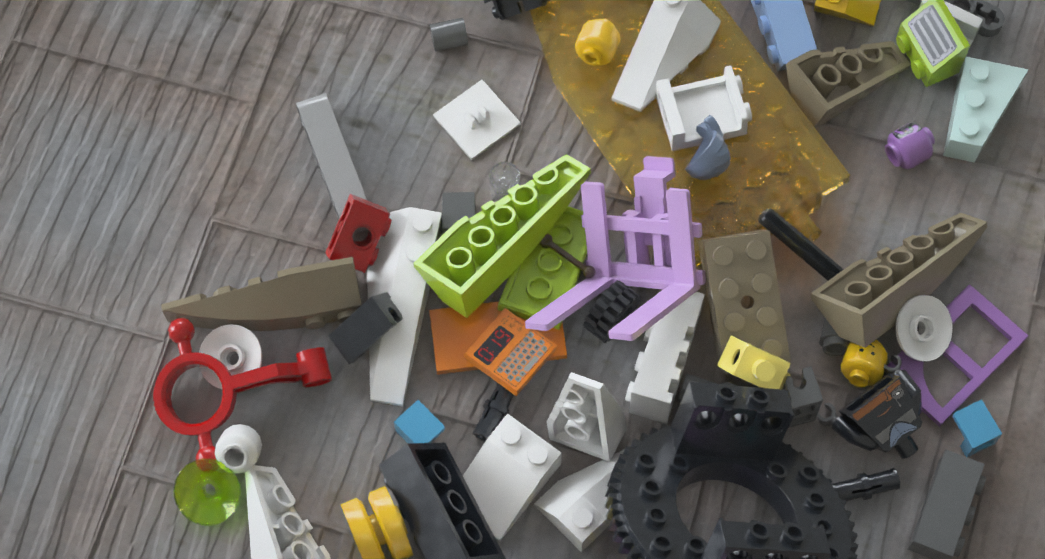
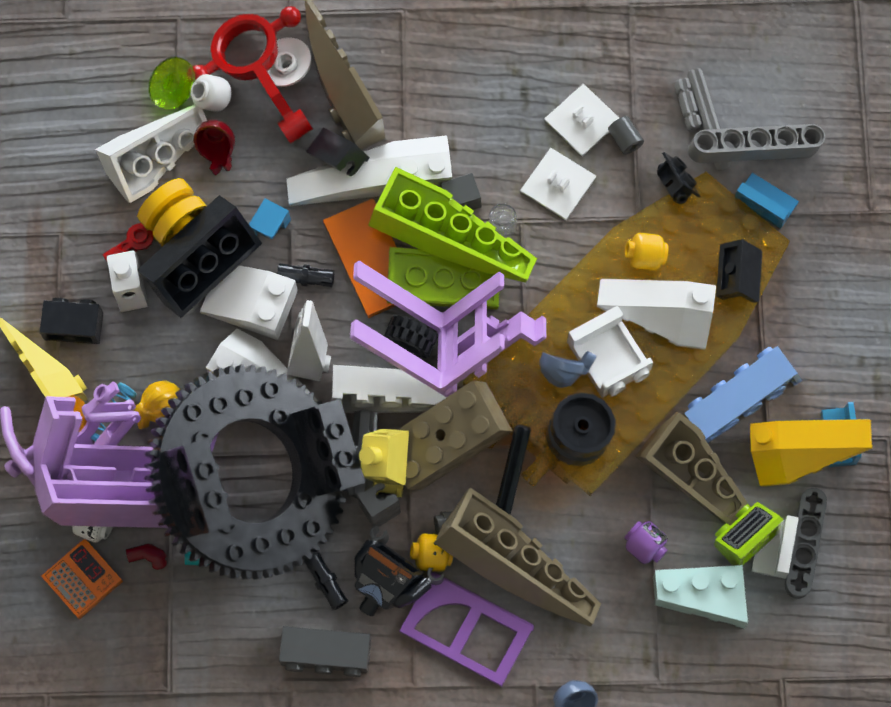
camera: 75 degrees right, 5 degrees up
(303, 461) = (215, 143): none -> dark red piece
(330, 152) = (476, 85): light grey beam -> none
(355, 215) = (429, 118): red brick -> none
(412, 74) = (582, 120): none -> white piece
(510, 352) = (339, 267): orange tile -> none
(588, 271) = (442, 309): dark brown hinge -> none
(786, 155) = (580, 429): none -> black wheel
(933, 332) = (474, 604): white dish -> none
(977, 428) = (401, 657): dark azure panel -> none

